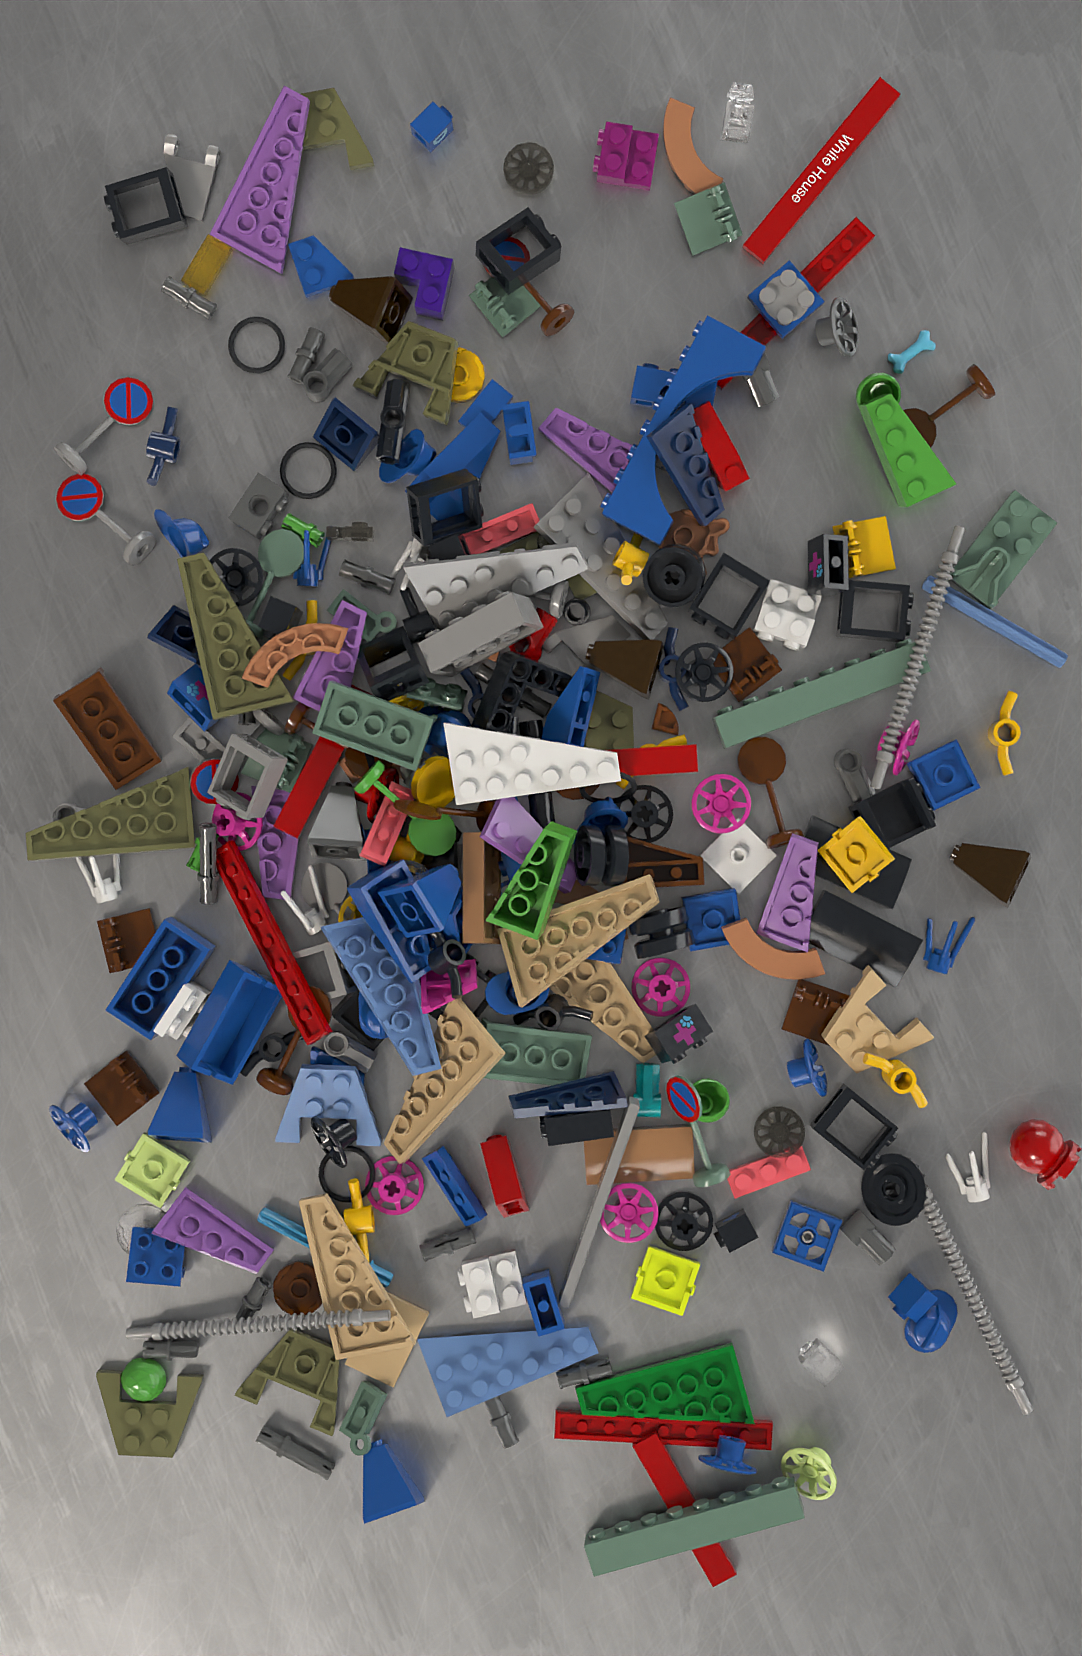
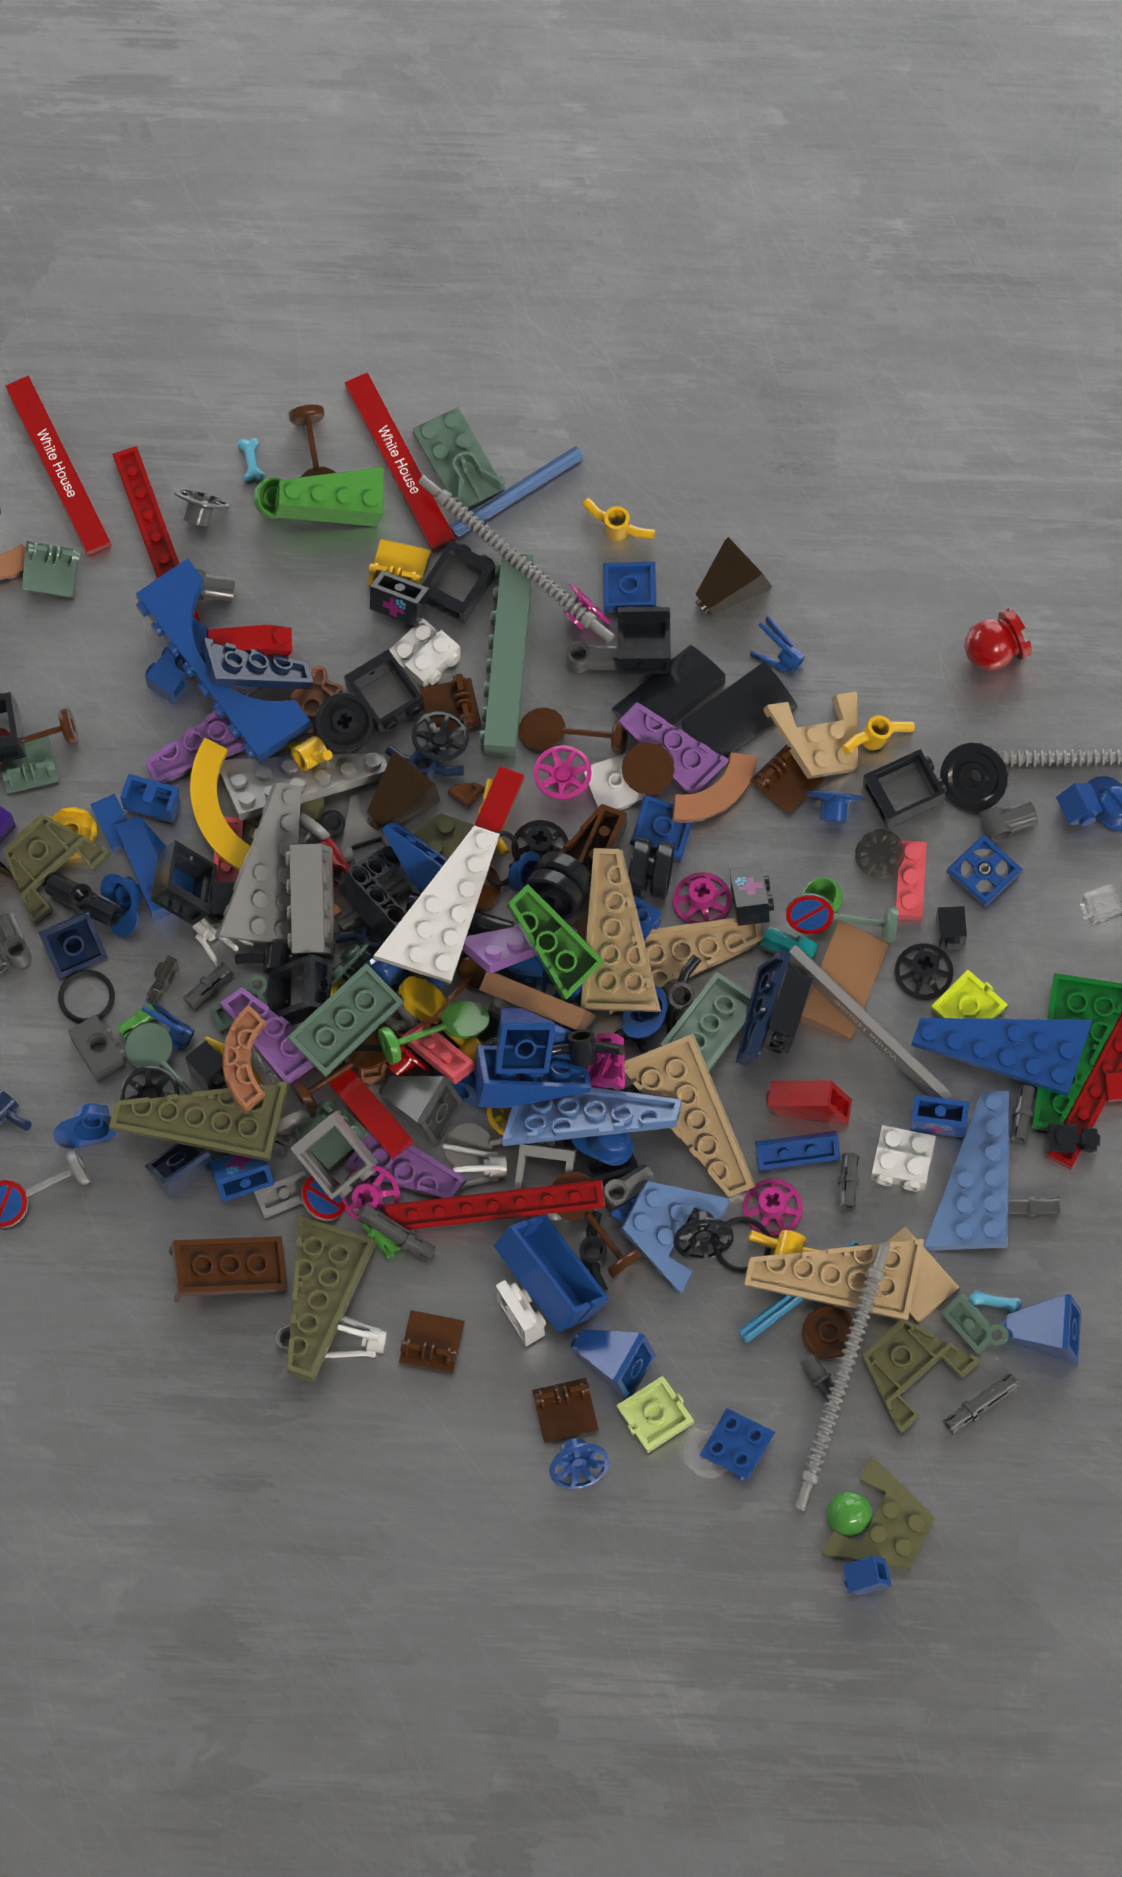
camera: 60 degrees left, 20 degrees down
(89, 1423) = (866, 1575): none -> blue brick
(166, 964) = (480, 1322): blue brick -> none
(170, 1349) = (831, 1474): dark grey axle -> none
(209, 1231) = (734, 1387): medium lavender wing -> none
(398, 1440) = (1010, 1304): none -> medium azure piece
(534, 489) = (206, 805): none -> yellow tile
(575, 1425) = (1064, 1138): none -> black plate
(629, 1212) = (890, 1008): dark pink wheel -> none
(643, 1354) = (1023, 1049): none -> blue wing
(761, 883) = (648, 768): none -> reddish brown tile
(785, 299) = (153, 537): light grey piece -> none
(856, 854) = (661, 678): yellow plate -> none
(975, 493) = (399, 461): none -> red tile
(976, 1185) = (1005, 712): white plant -> none

